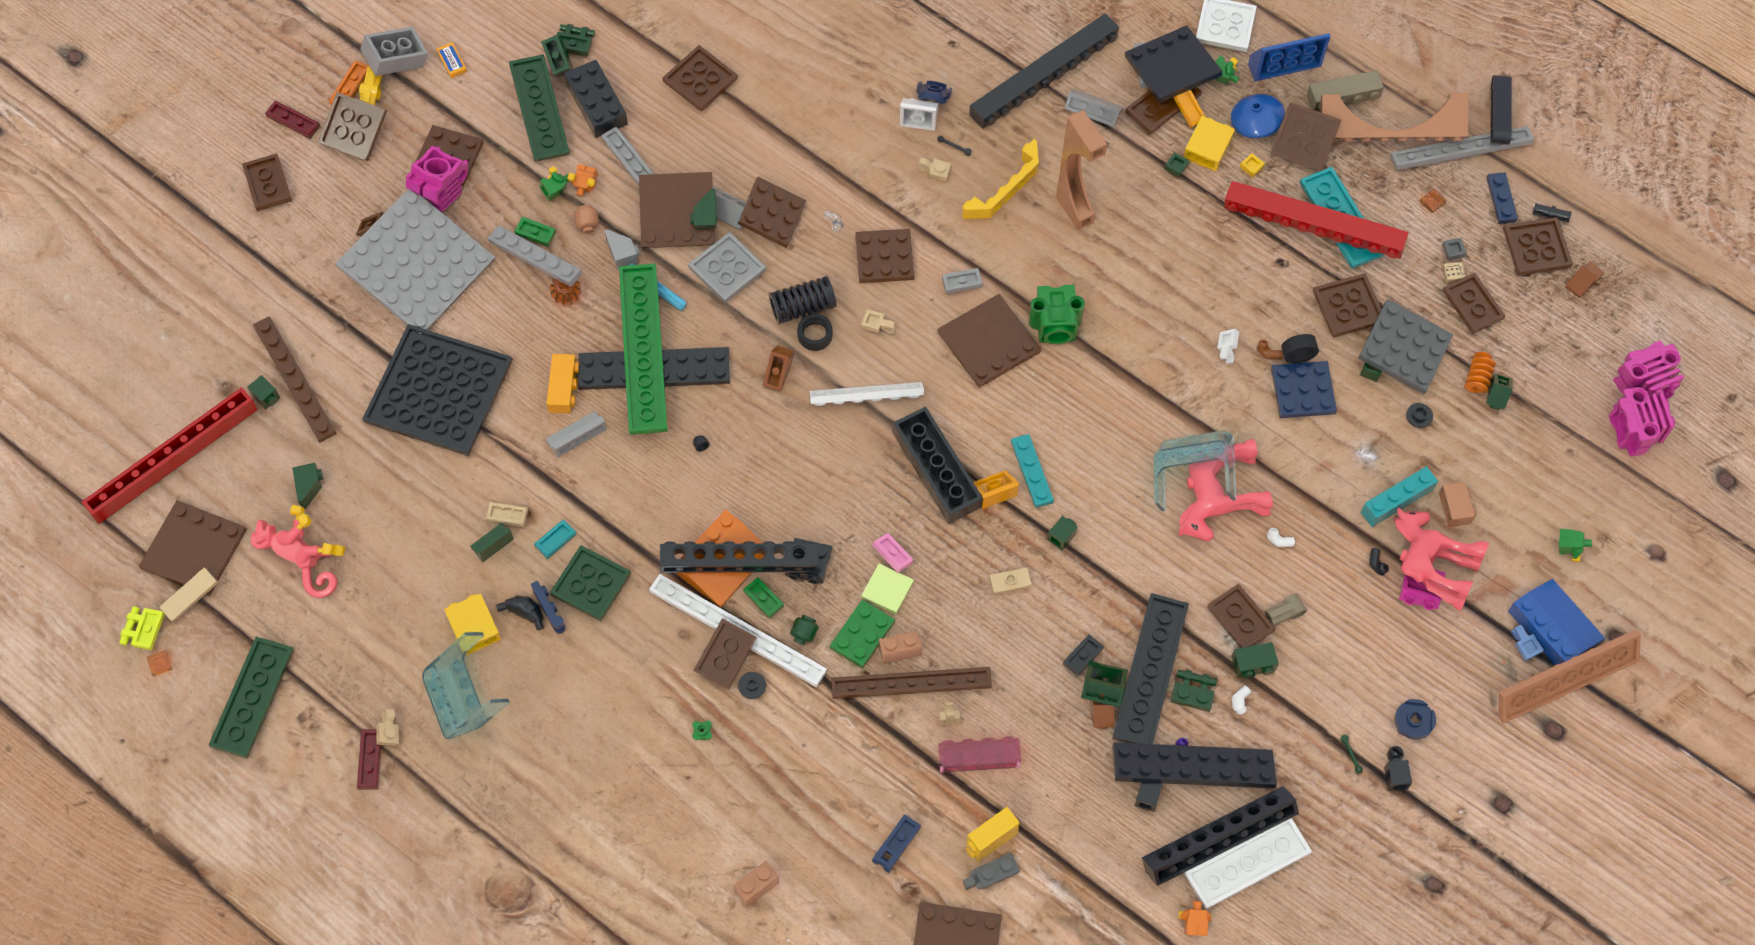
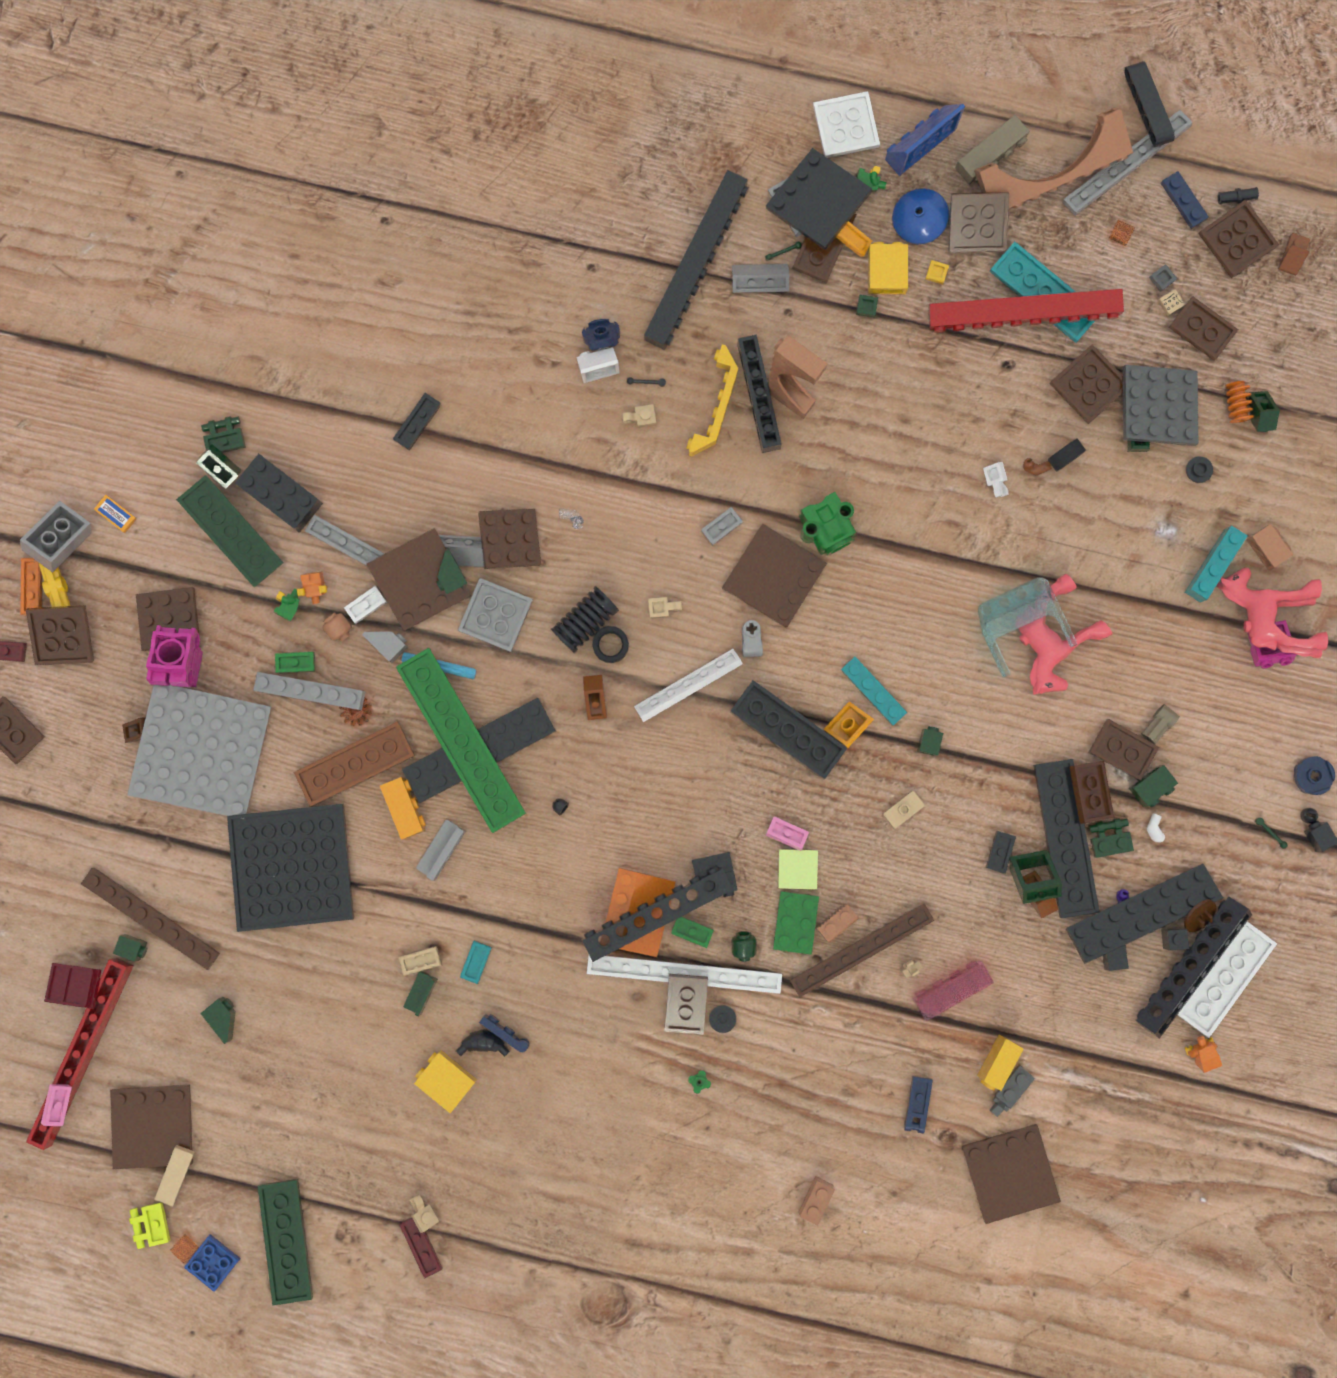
camera: 20 degrees left, 20 degrees up
(126, 479) = (56, 1105): none -> bright pink plate
(176, 687) = (212, 1263): none -> blue tile
(197, 397) = (73, 985): none -> dark red piece
(292, 547) = (245, 1089): coral animal -> none
(453, 691) = (466, 1156): clear light blue windscreen -> none
(540, 331) = (354, 764): none -> dark orange plate
(590, 583) = (530, 991): dark green plate -> none
(620, 213) = (365, 604): none -> white plate
(700, 78) = (367, 422): reddish brown plate -> none
(742, 94) = (417, 421): none -> black plate
(884, 255) = (636, 532): reddish brown plate -> none
(942, 381) = (752, 643): none -> light grey piece
(1046, 192) = (759, 393): none -> black brick
(1109, 95) = (797, 245): none -> dark green hinge
(1193, 638) = (1091, 792): none -> reddish brown plate
(1214, 803) = (1175, 939): none -> black brick
(1246, 789) = (1199, 915): none -> reddish brown piece
(1274, 537) = (1125, 657): white arm -> none
(1303, 389) = (1083, 491): dark blue plate -> none
(1374, 562) = (1219, 639): black arm -> none

